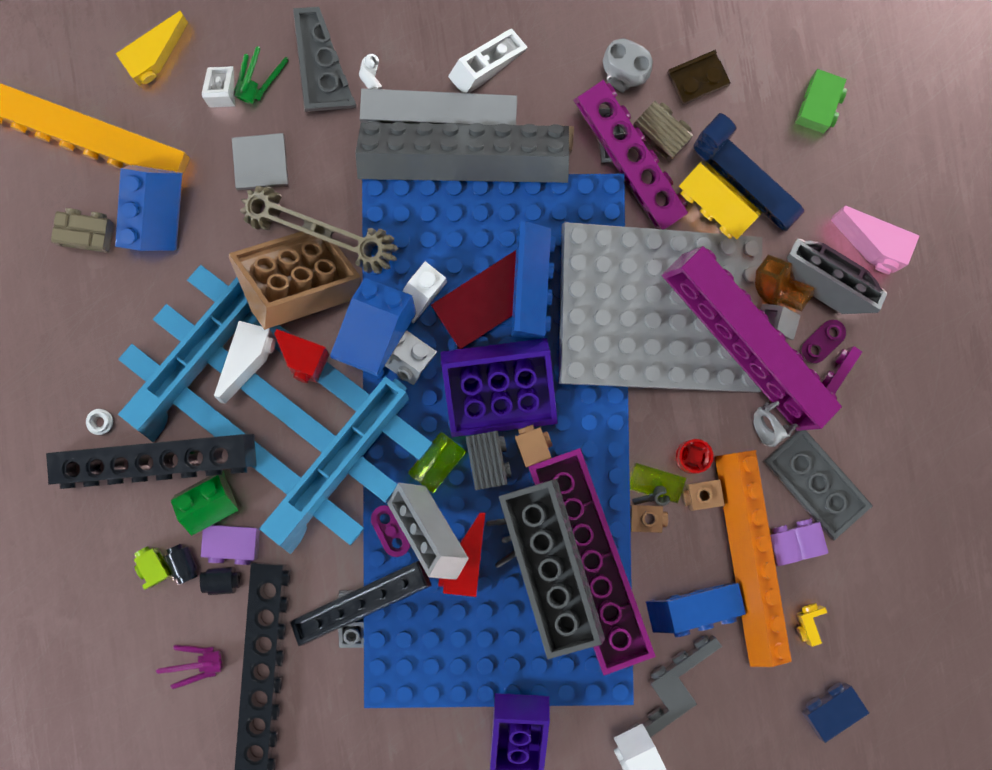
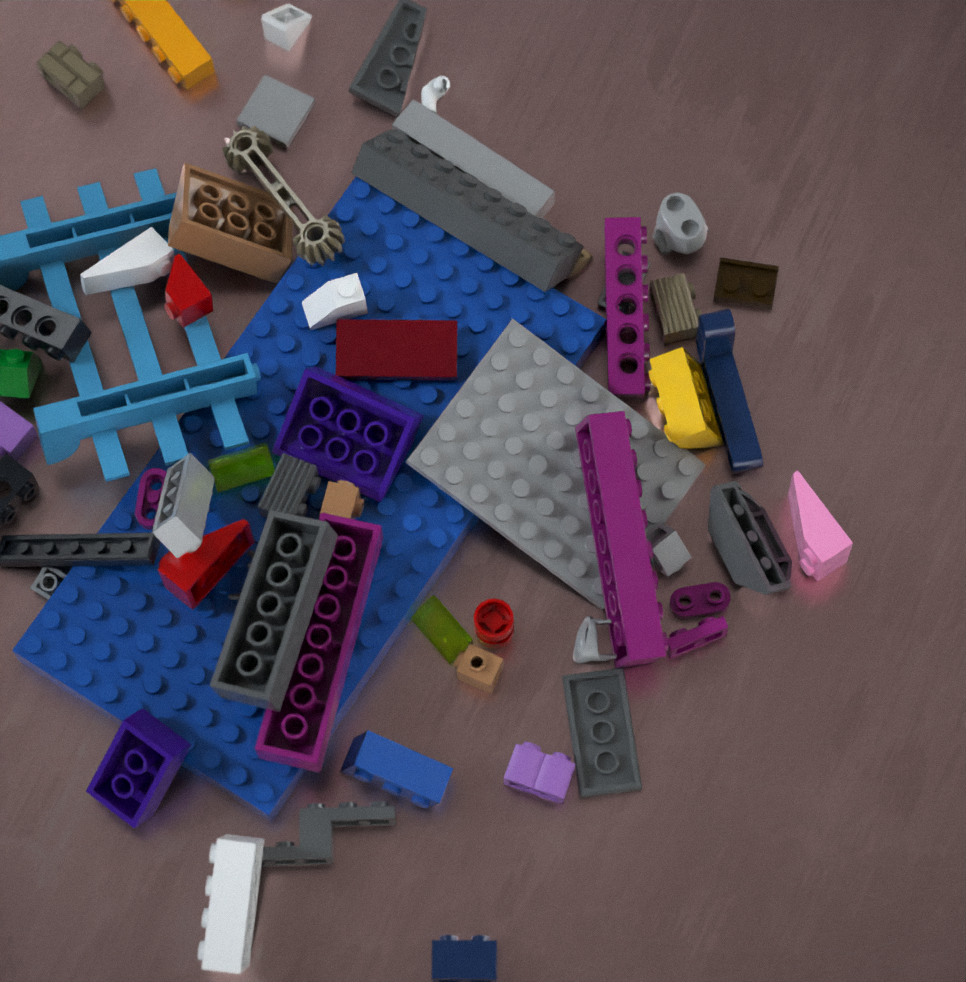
camera: 40 degrees right, 15 degrees down
(148, 209) = (143, 87): blue slope -> none
(246, 88) = (309, 40): green plant -> none
(373, 326) = (268, 300): blue slope -> none
(410, 358) = (279, 347): light grey bracket -> none
(486, 61) = (547, 146): white slope -> none
(531, 281) = (442, 350): blue slope -> none
(638, 514) = (410, 667): medium nougat brick -> none
(662, 501) = (427, 639): dark grey hand -> none
(753, 559) = (484, 757): orange brick -> none
(777, 287) = (686, 512): clear orange brick -> none
(807, 630) = (492, 863): yellow bracket -> none
(821, 101) = (850, 373): bright green piece -> none

